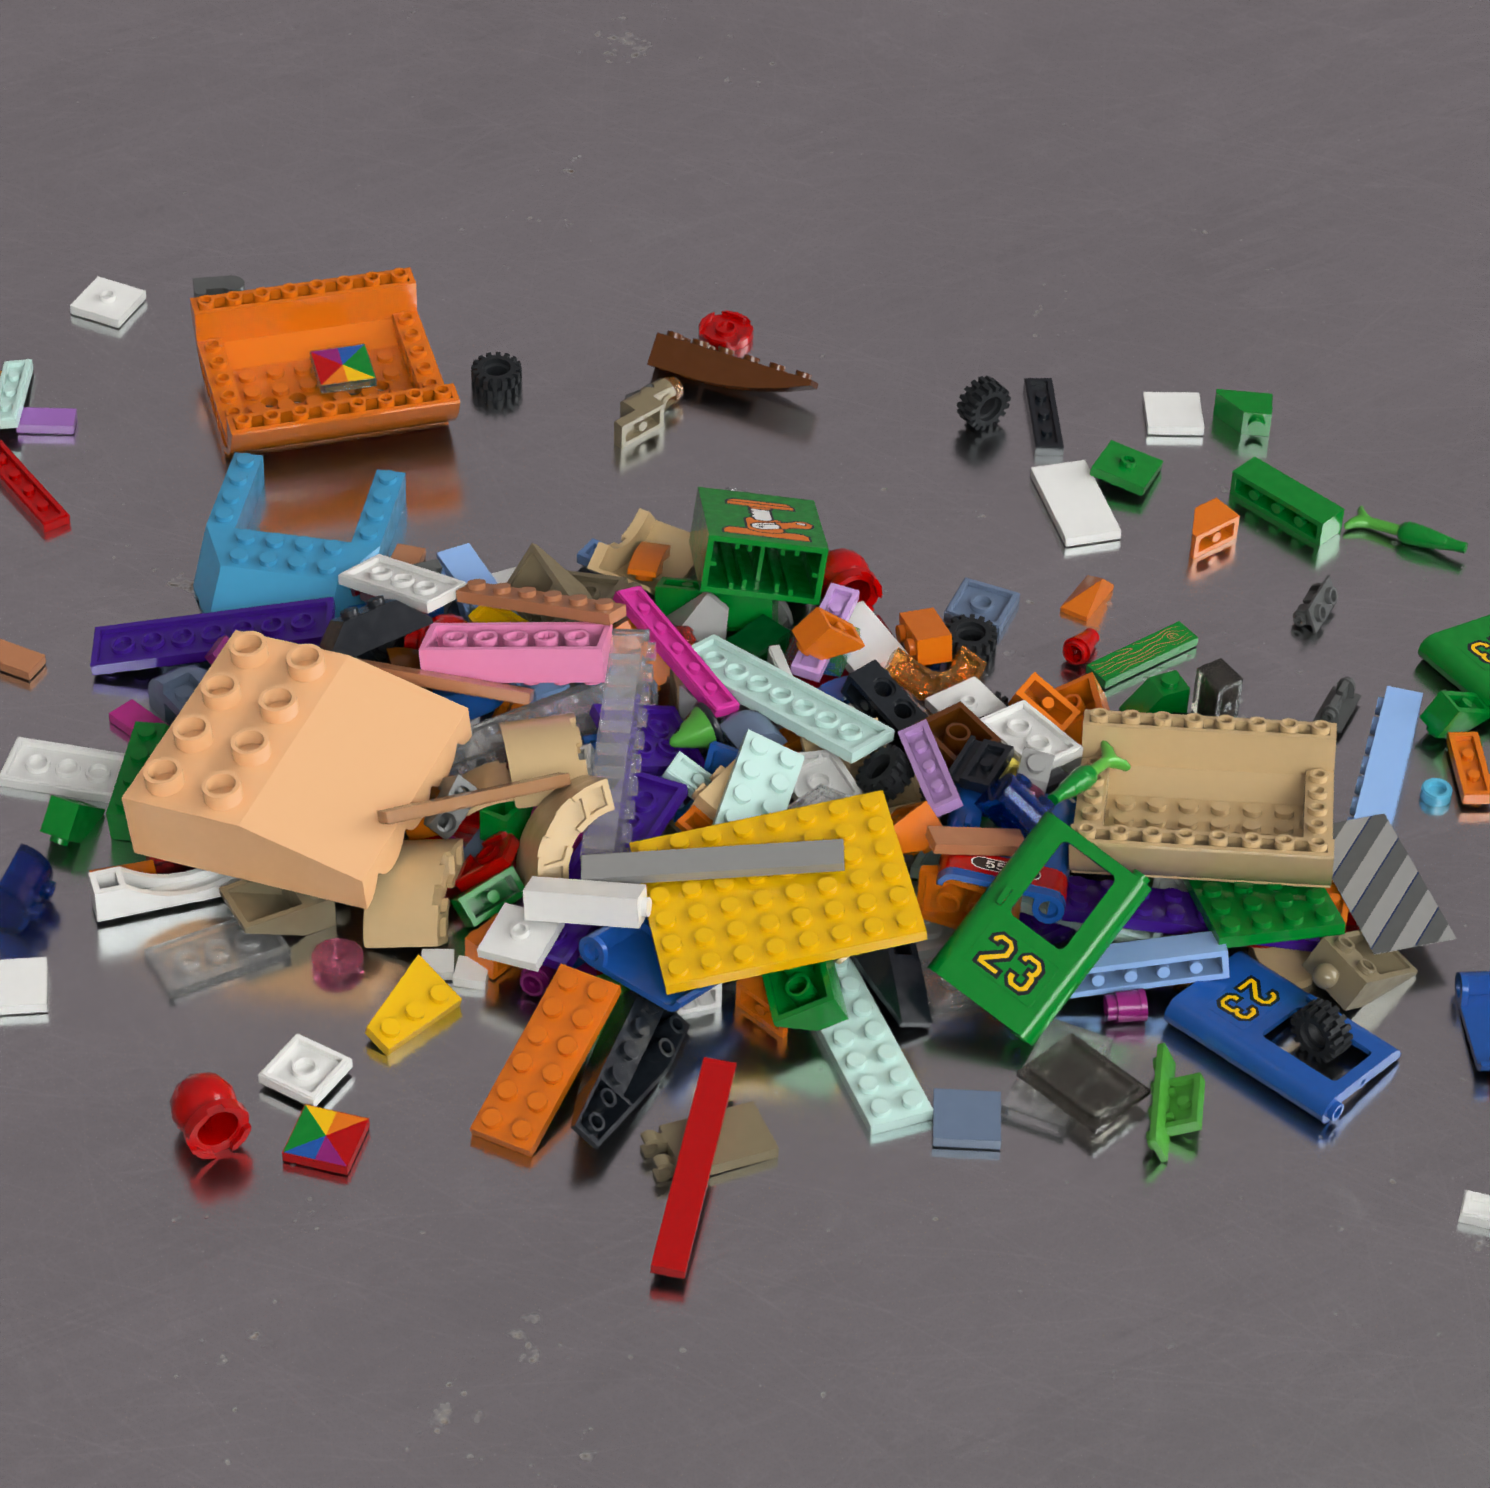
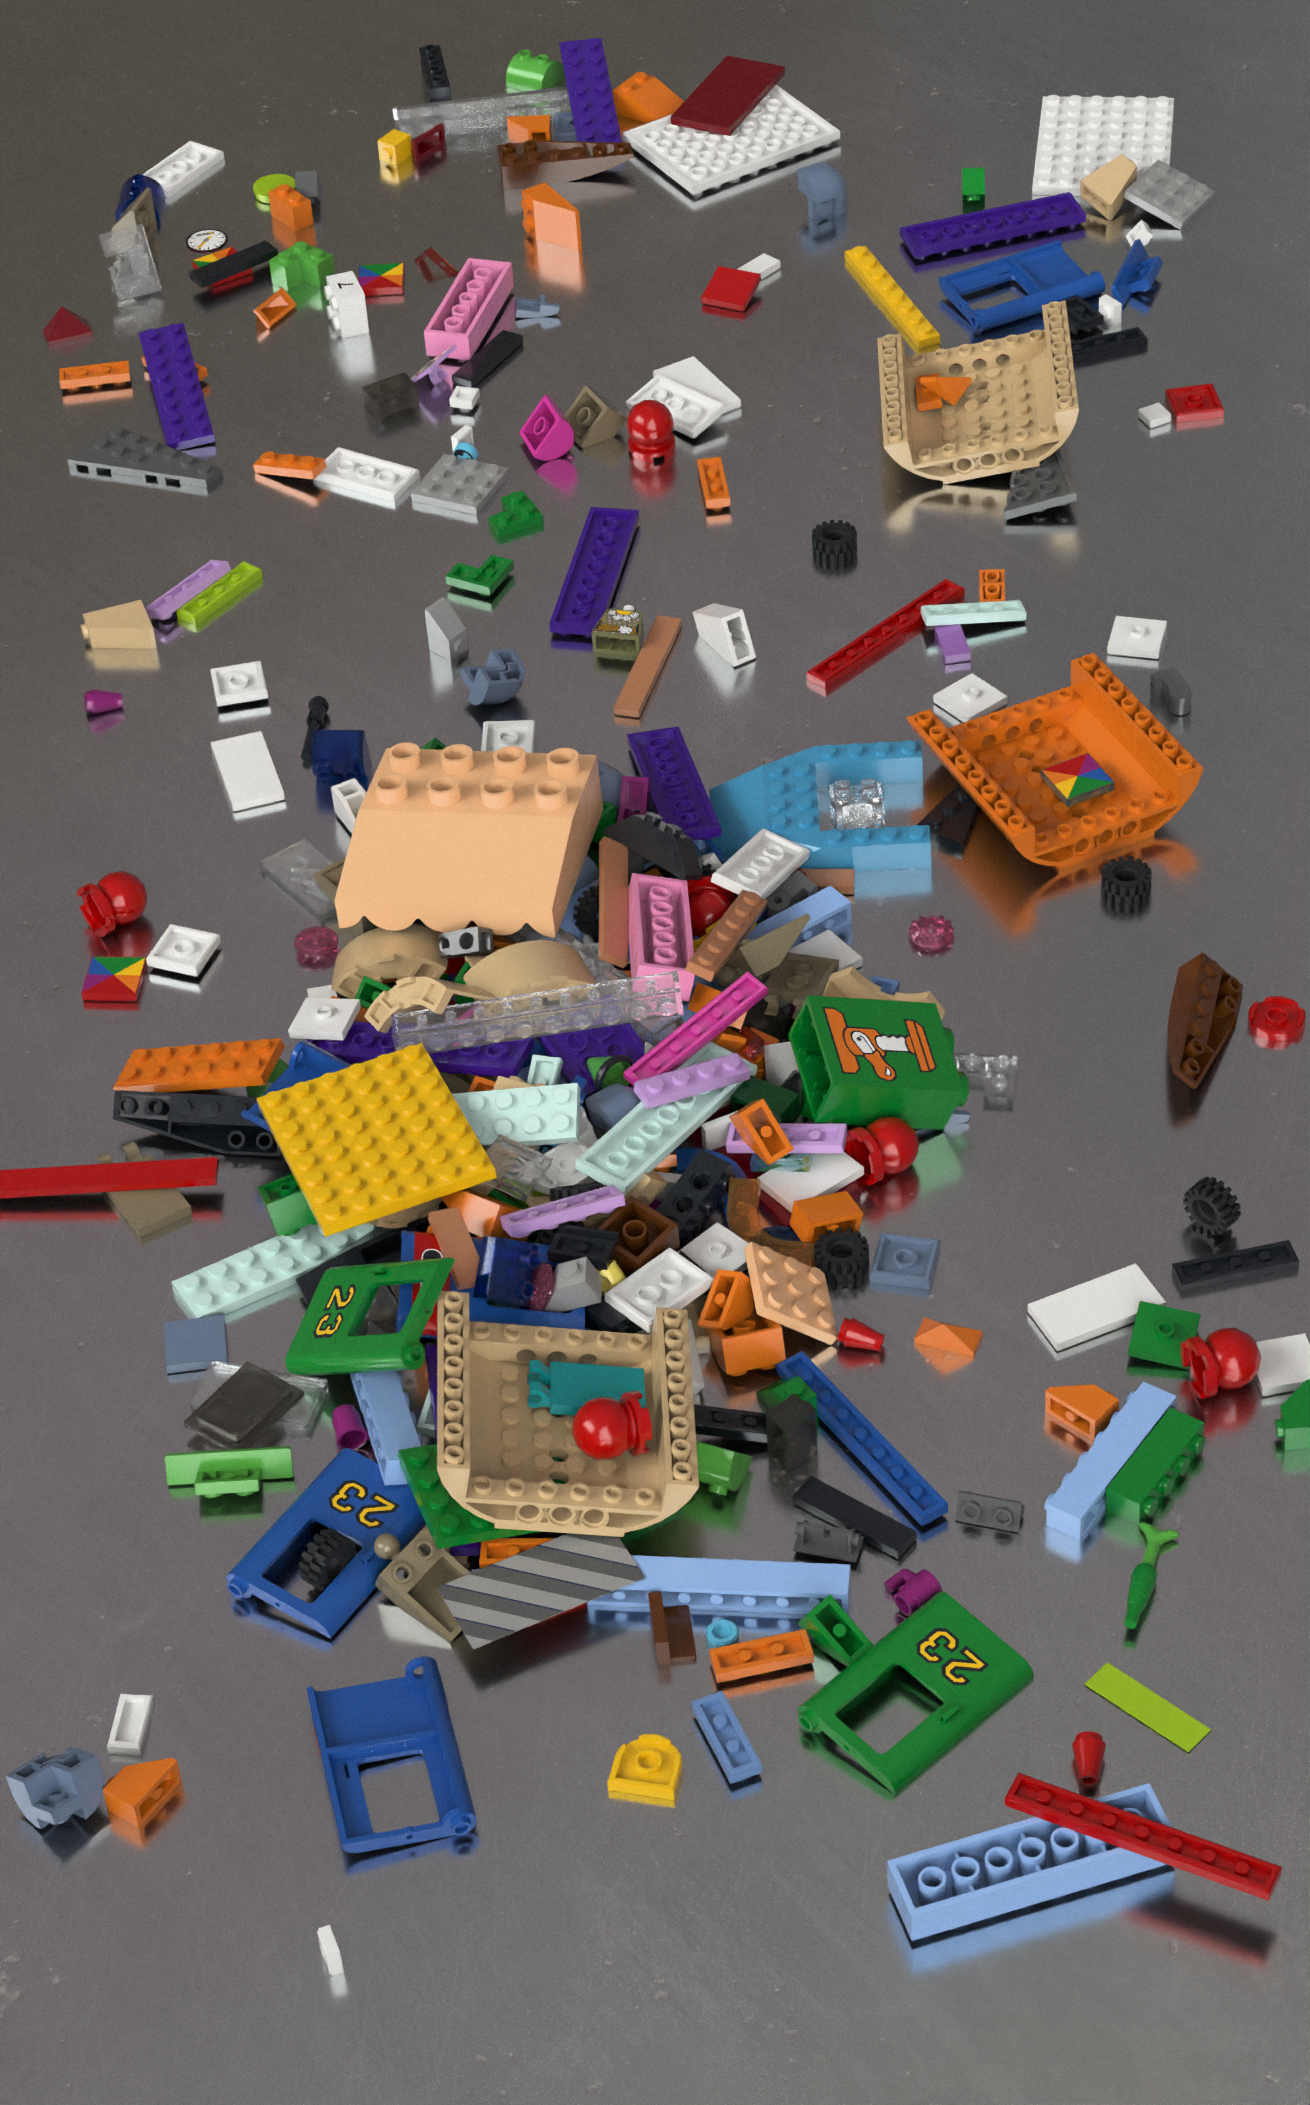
camera: 85 degrees right, 0 degrees up
(150, 425) = (970, 698): none -> white plate
(327, 507) = (857, 804): none -> clear brick
(336, 468) = (952, 819): none -> black wing
(411, 1007) = (265, 992): yellow wing -> none
(473, 798) = (436, 934): medium nougat tile -> none
(524, 512) = (941, 935): none -> clear pink gear
(586, 902) = (340, 1030): white brick -> none
(644, 410) = (1111, 980): dark tan plate -> none
(715, 862) = (386, 1087): light grey tile -> none
(740, 669) = (692, 1080): none -> lavender plate
(1059, 667) = (790, 1293): none -> light nougat plate
(1085, 776) = (588, 1321): green piece -> none
(1142, 654) = (869, 1386): green tile -> none
(1159, 797) = (577, 1383): none -> teal tile
(1183, 436) = (1223, 1361): none -> red tile
(1234, 774) = (610, 1427): none -> red tile
(1241, 657) = (867, 1442): none -> blue plate
(1278, 524) = (1083, 1490): none -> light blue brick
(1306, 688) = (852, 1514): none -> black tile
(1409, 660) = (913, 1590): none -> magenta piece
(1429, 824) = (671, 1631): none -> reddish brown panel

